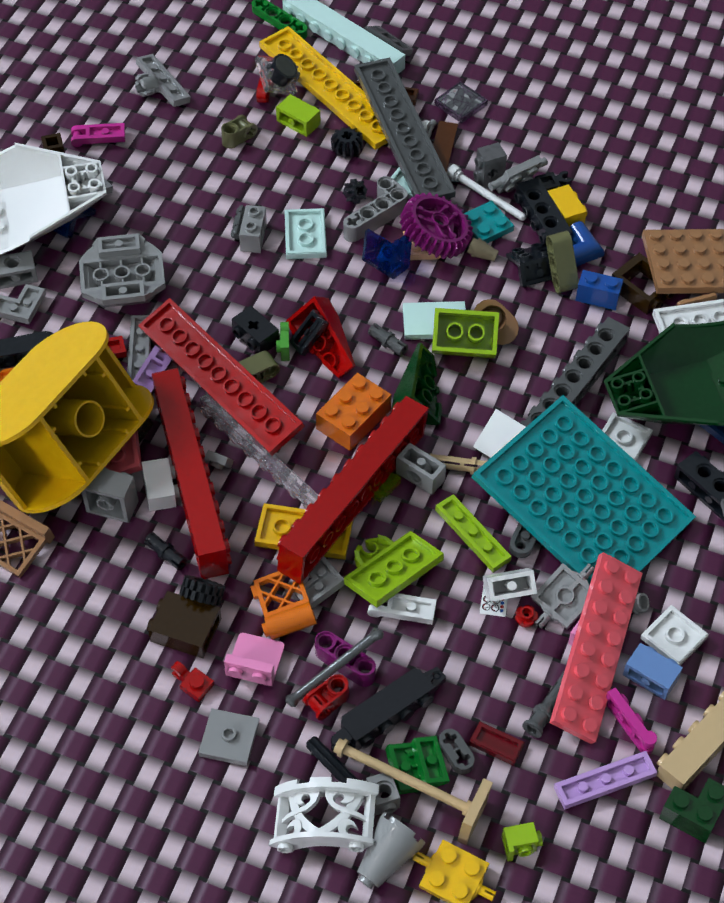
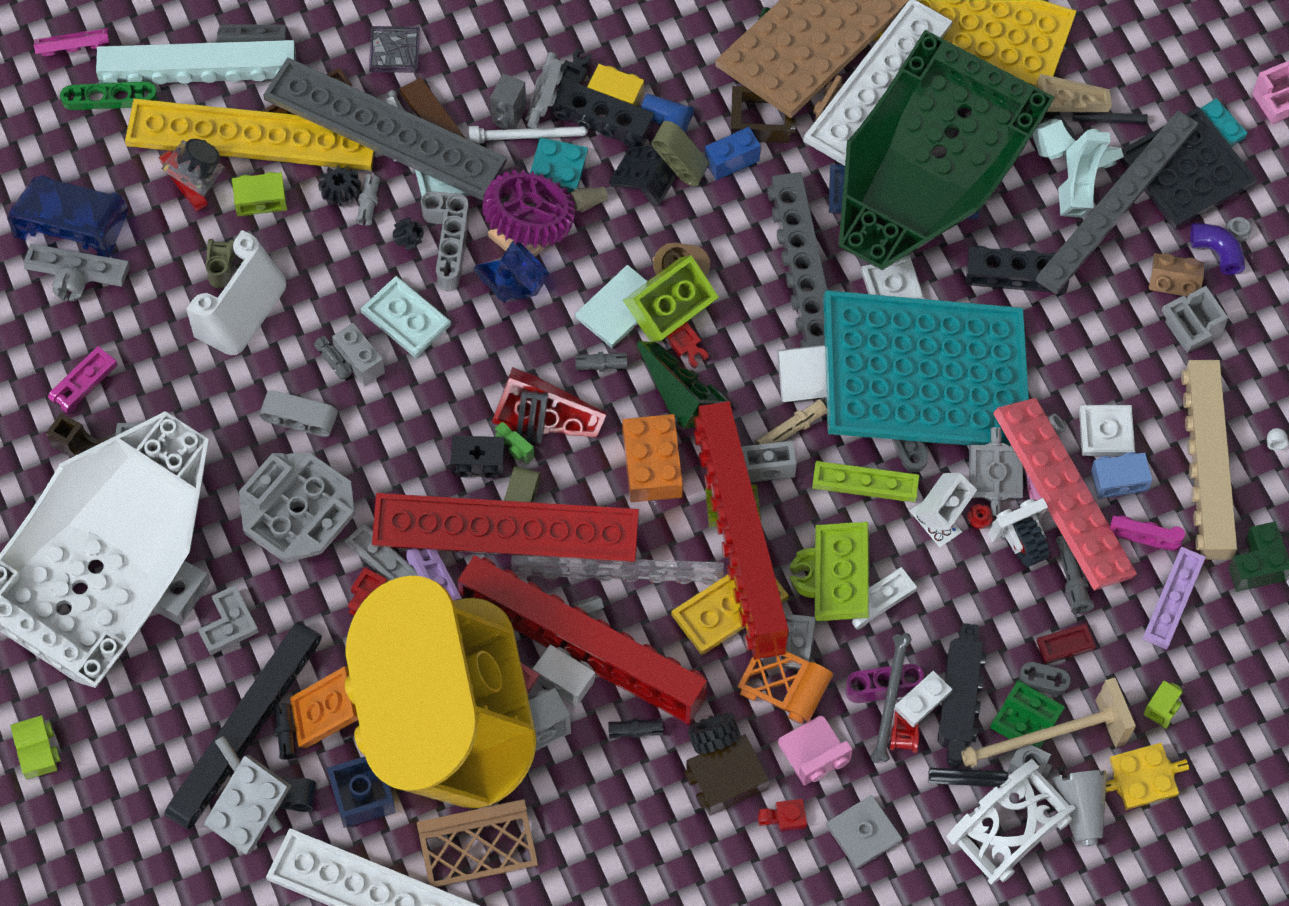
camera: 45 degrees left, 10 degrees up
(185, 233) = (298, 413): none -> light grey beam
(187, 52) = (69, 213): none -> clear blue windscreen
(222, 152) = (244, 303): none -> white windscreen
(353, 685) = (923, 699): none -> white plate
(355, 161) = (368, 200): none -> light grey pin
(450, 367) = (685, 341): none -> red plate
(541, 642) = (1023, 531): none -> plate

